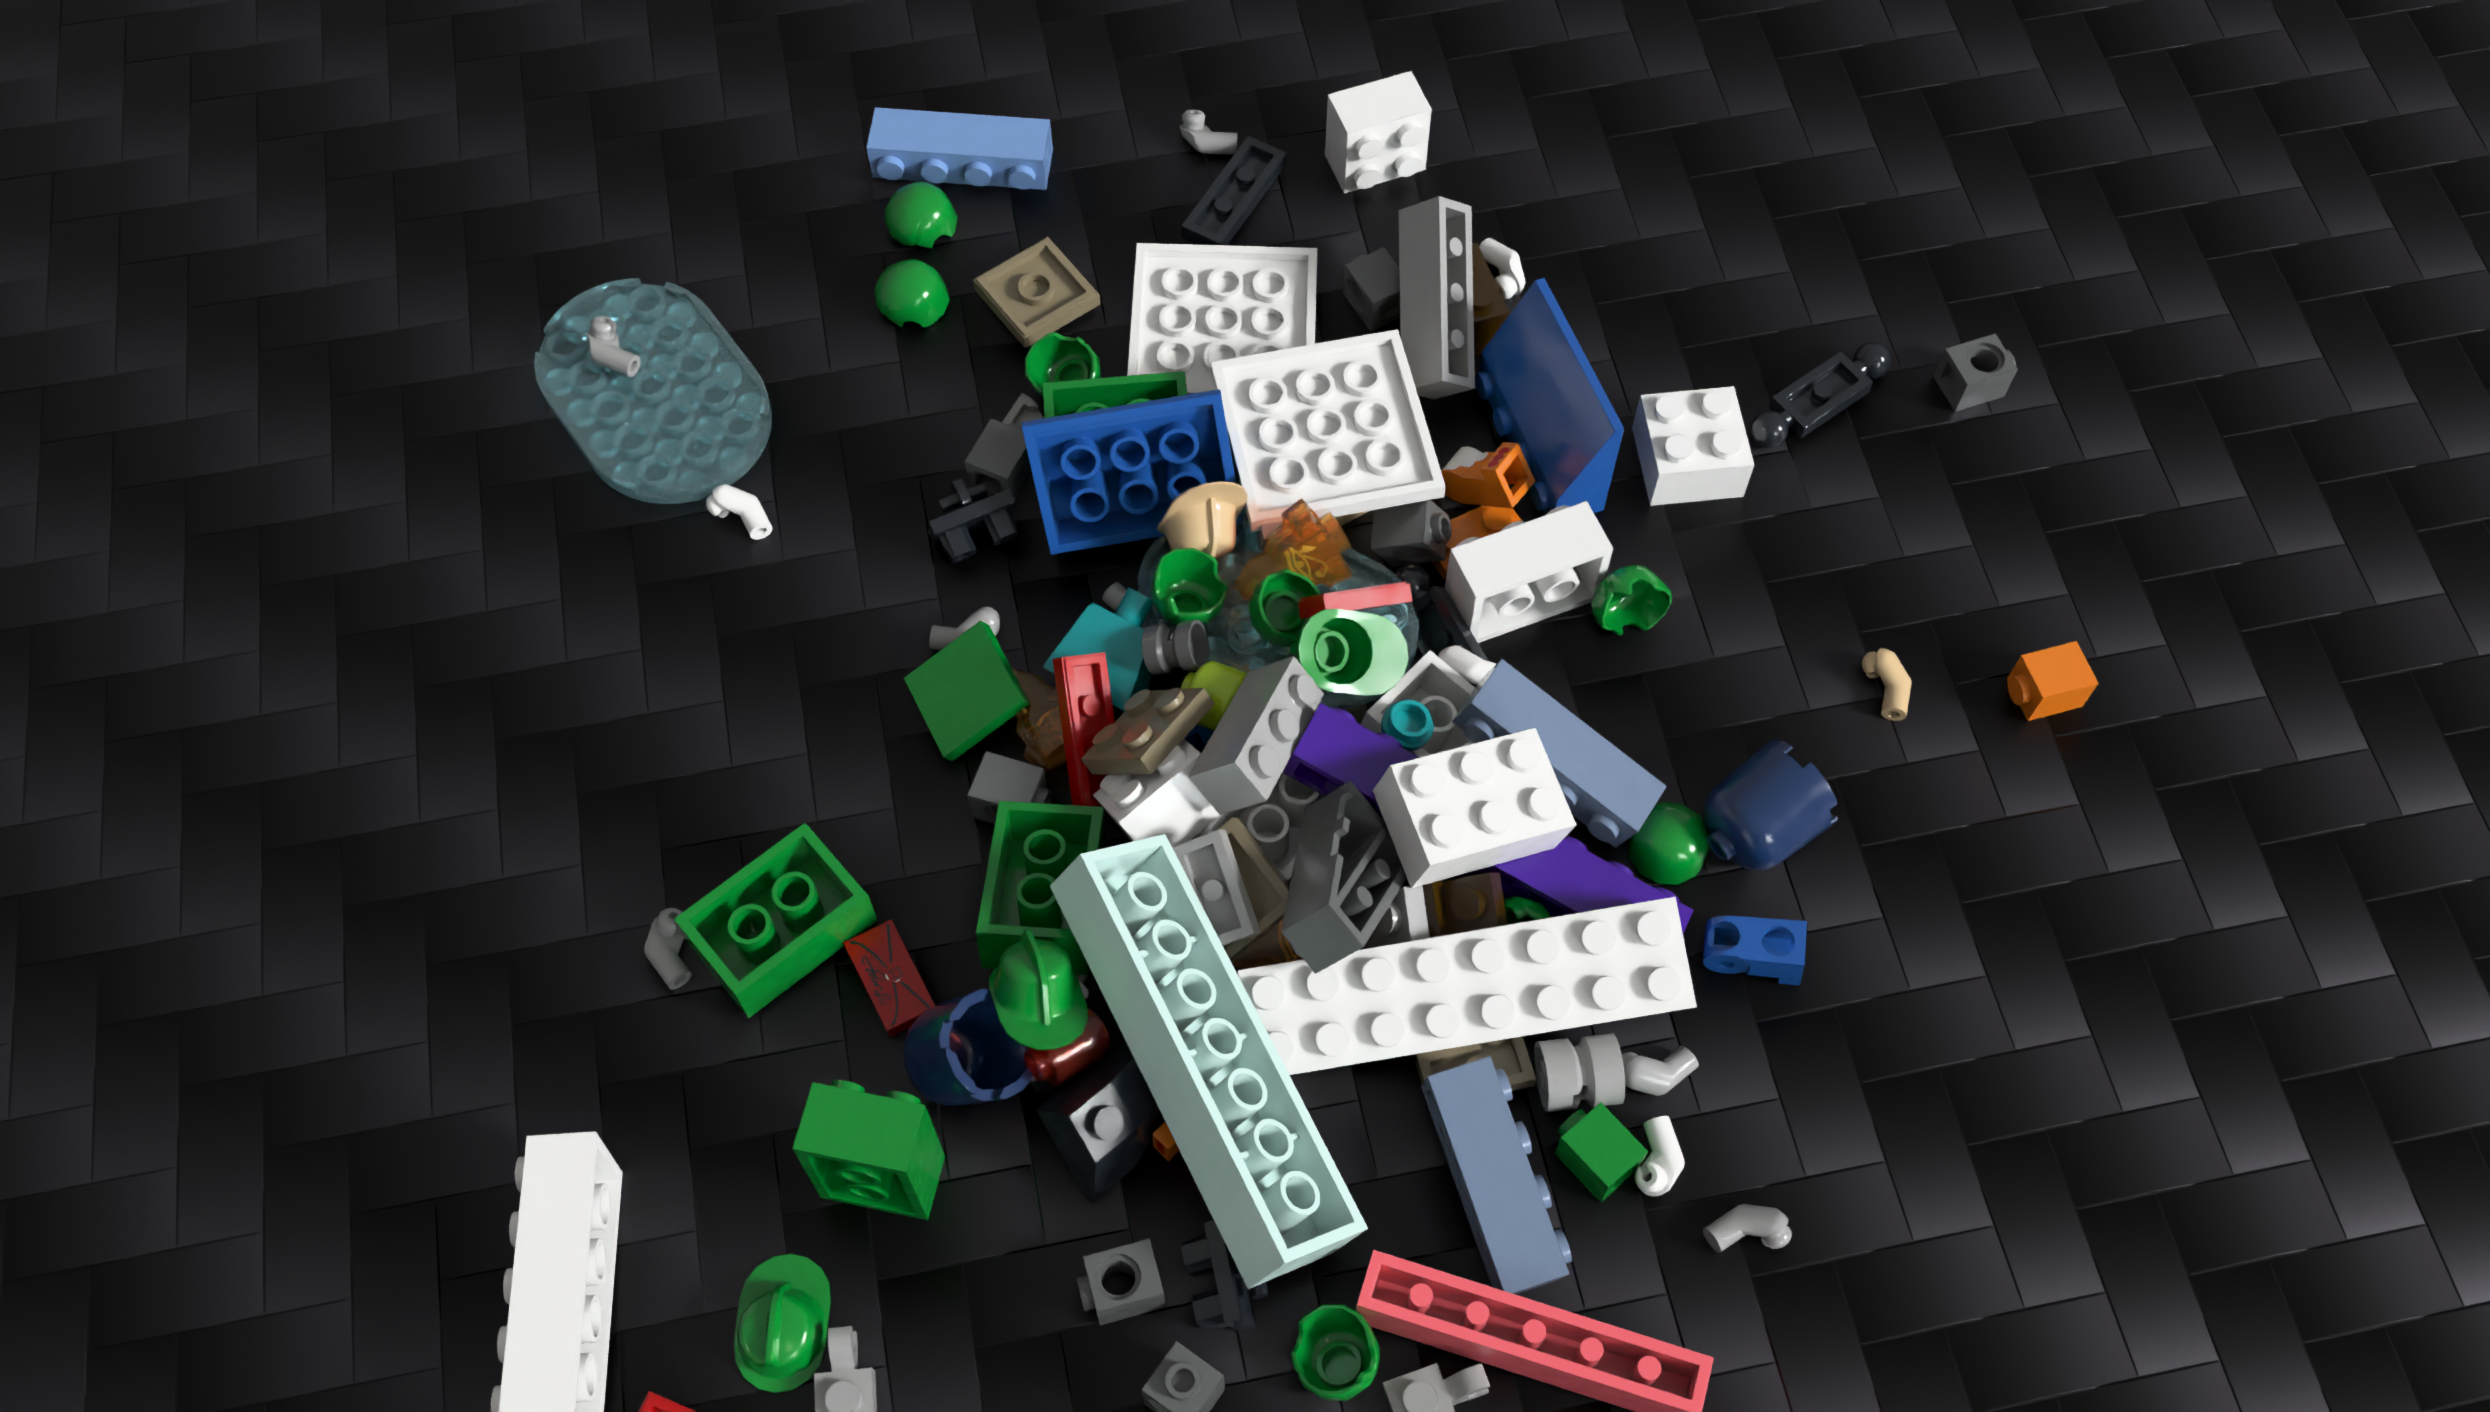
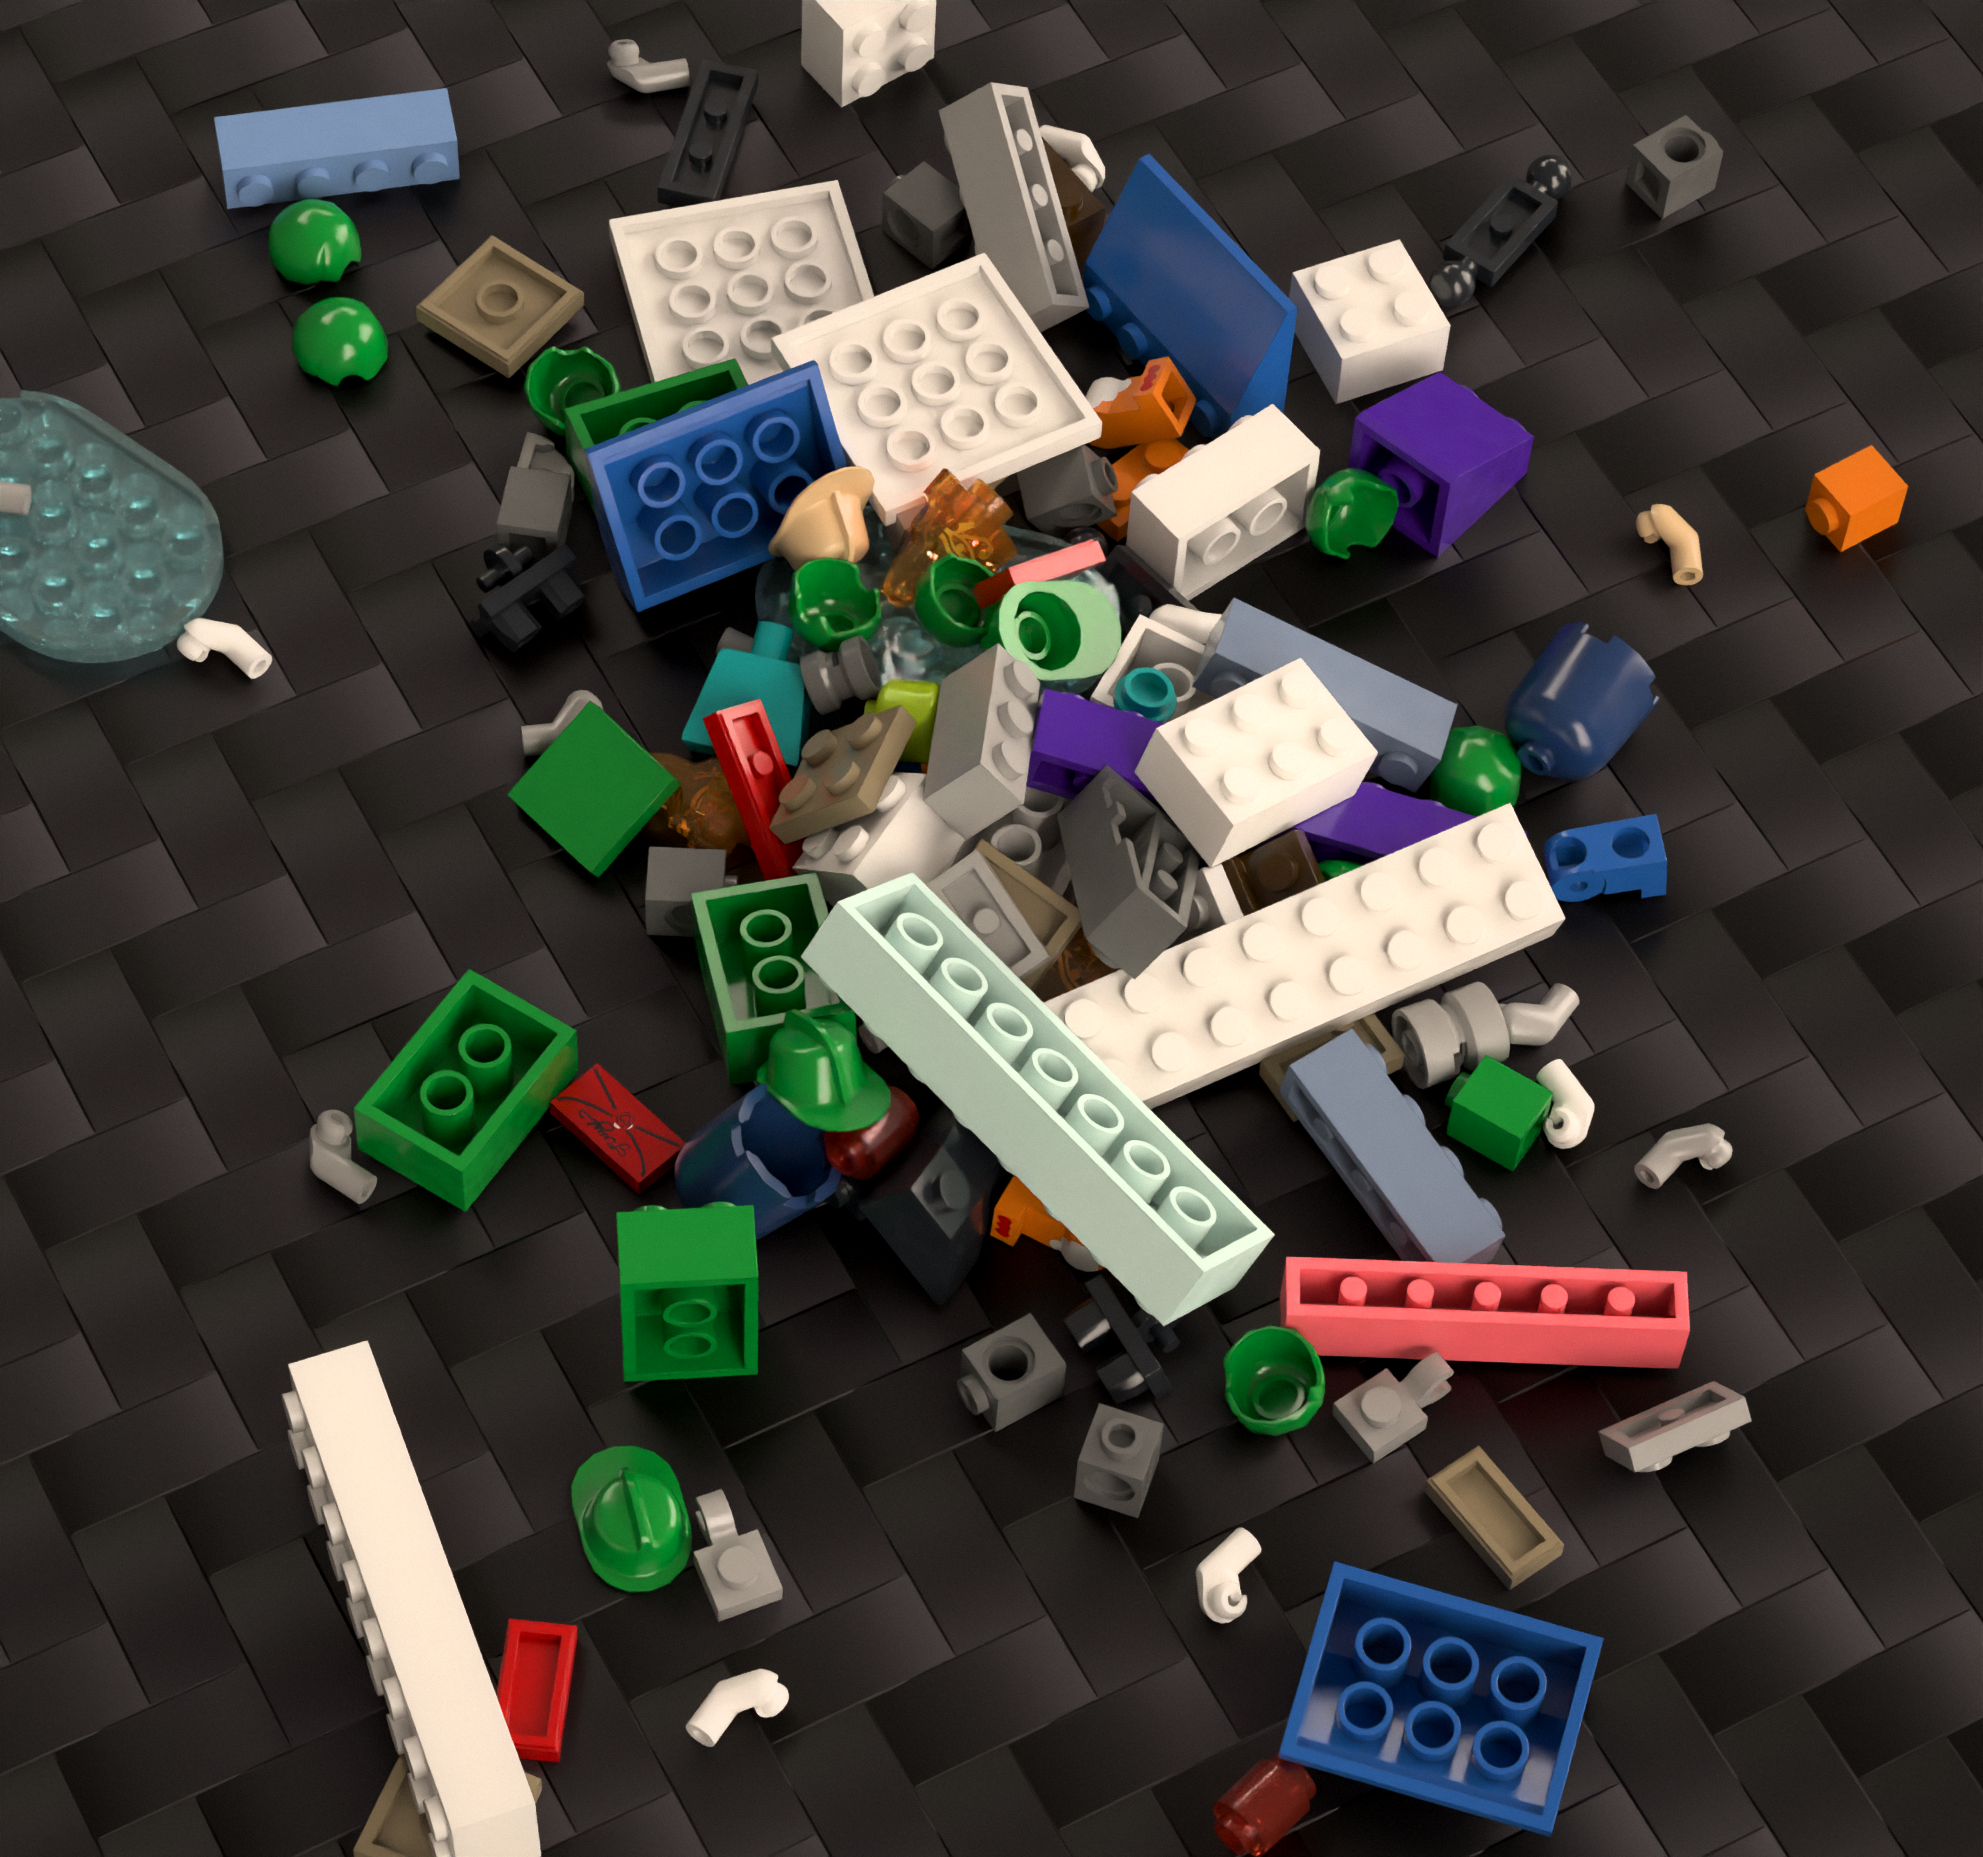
camera: 20 degrees left, 5 degrees down
(1716, 570) = (1442, 455): none -> dark purple slope

